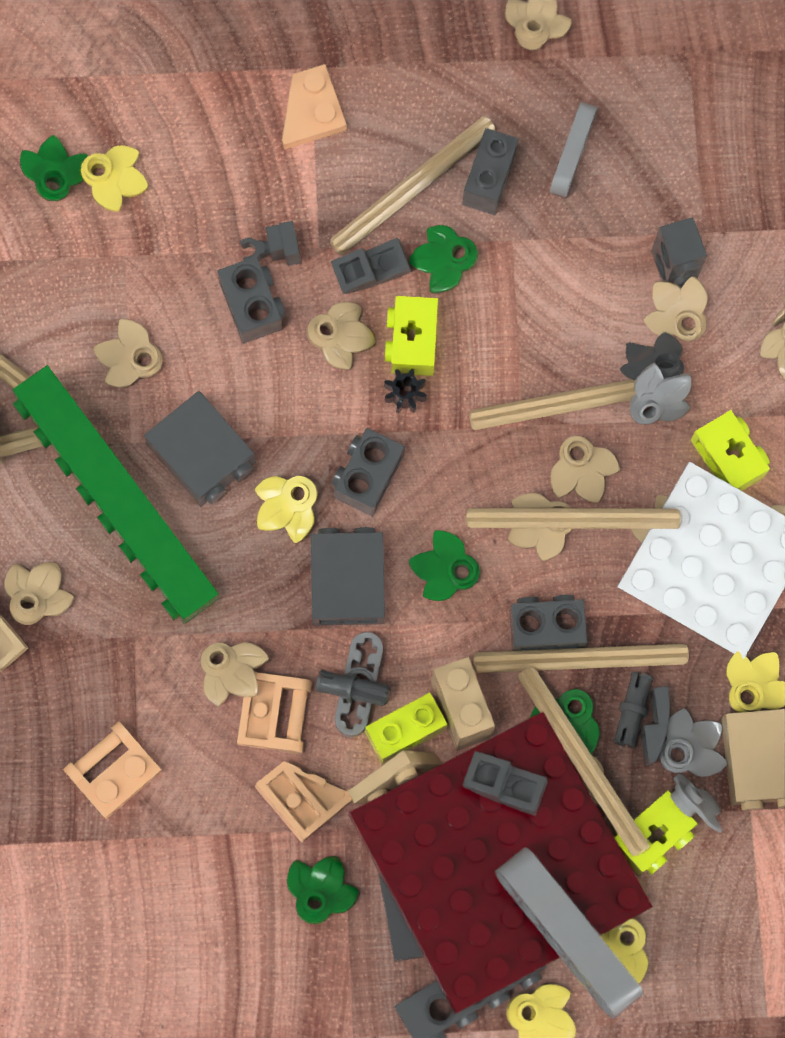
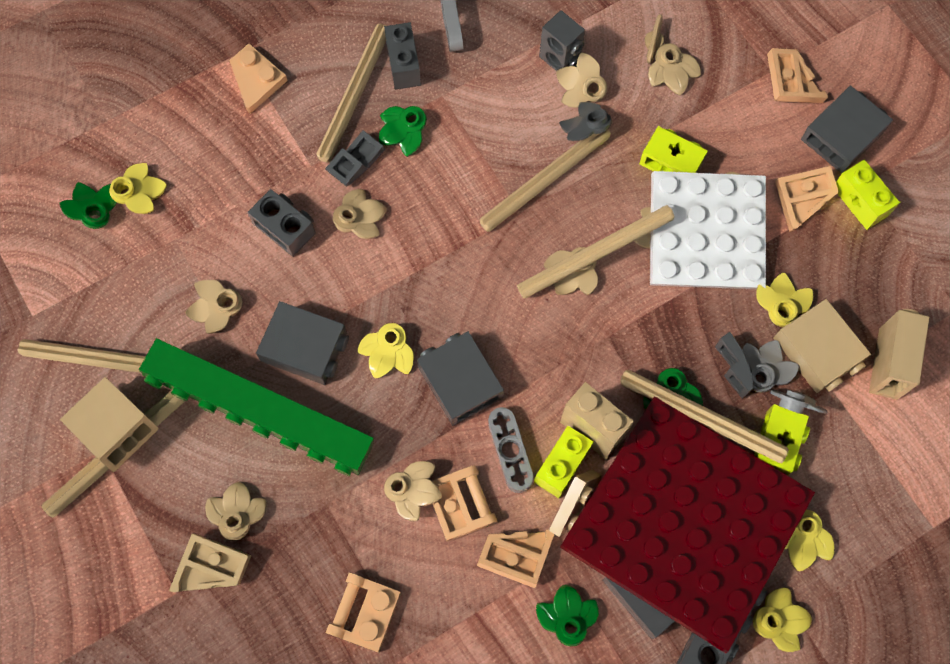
camera: 25 degrees left, 5 degrees down
(280, 244) = (283, 175): dark grey piece -> none
(352, 688) = (509, 453): dark grey axle -> none
(375, 474) = (431, 296): dark grey brick -> none
(398, 384) = (427, 220): black gear -> none
(415, 315) = (410, 174): neon yellow brick -> none
(439, 567) = (519, 335): green plate -> none
(504, 783) = (661, 461): dark grey slope -> none
(549, 633) = (624, 341): dark grey brick -> none
(569, 933) = (775, 543): light grey beam -> none
(581, 658) = (657, 345): tan axle -> none
(582, 475) = (583, 221): tan plate -> none
(633, 710) = (712, 363): dark grey pin -> none
(662, 394) = (603, 141): light grey plate -> none

